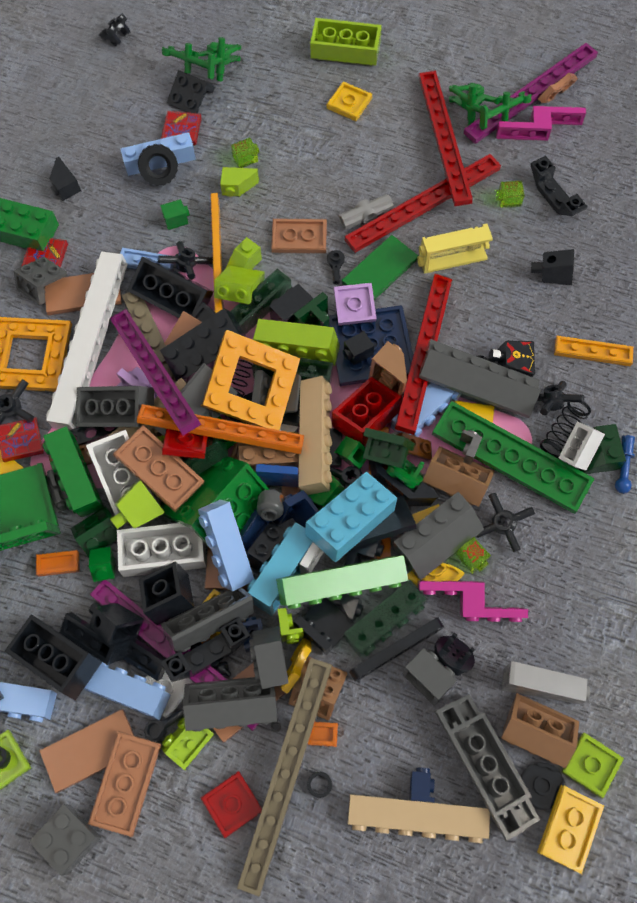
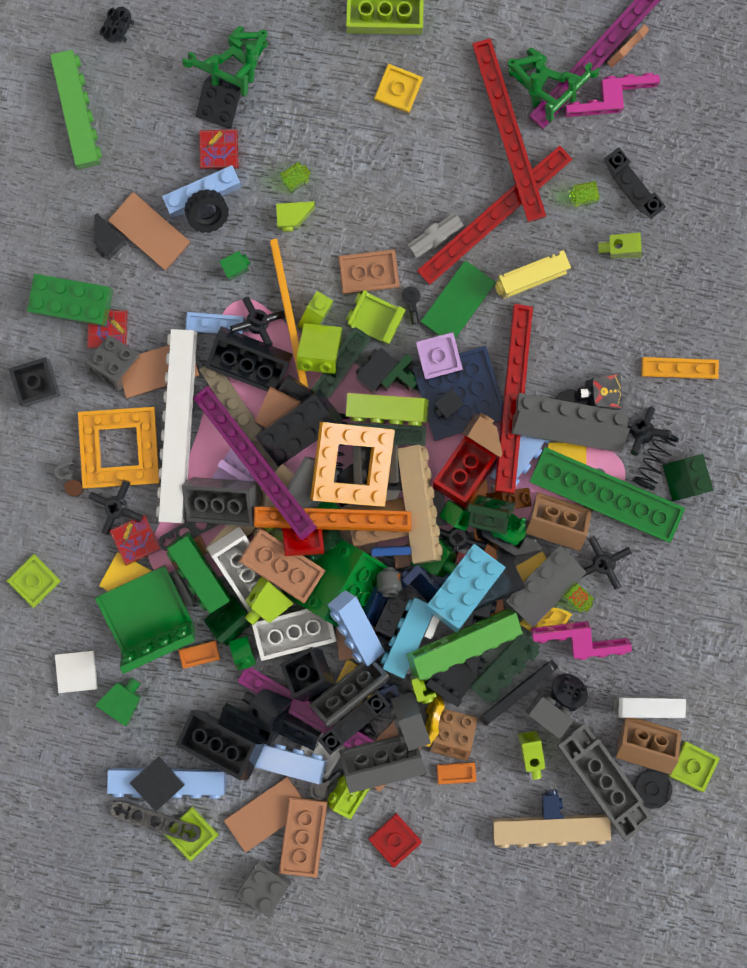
camera: 10 degrees left, 20 degrees up
(63, 85) = (75, 109): none -> bright green brick
(104, 182) = (149, 231): none -> nougat tile
(284, 777) = (438, 812): dark tan plate -> none
(301, 269) = (375, 317): none -> lime panel
(329, 784) = (466, 805): black piece -> none
(404, 710) = (532, 753): none -> lime torso
(472, 442) = (567, 498): flat silver bracket -> none
(544, 236) = (630, 246): none -> lime torso
(556, 267) = (644, 282): black torso -> none
(570, 829) = (677, 821): yellow tile -> none
(581, 446) = (671, 482): white brick -> none
(623, 484) = (713, 507): blue pin -> none

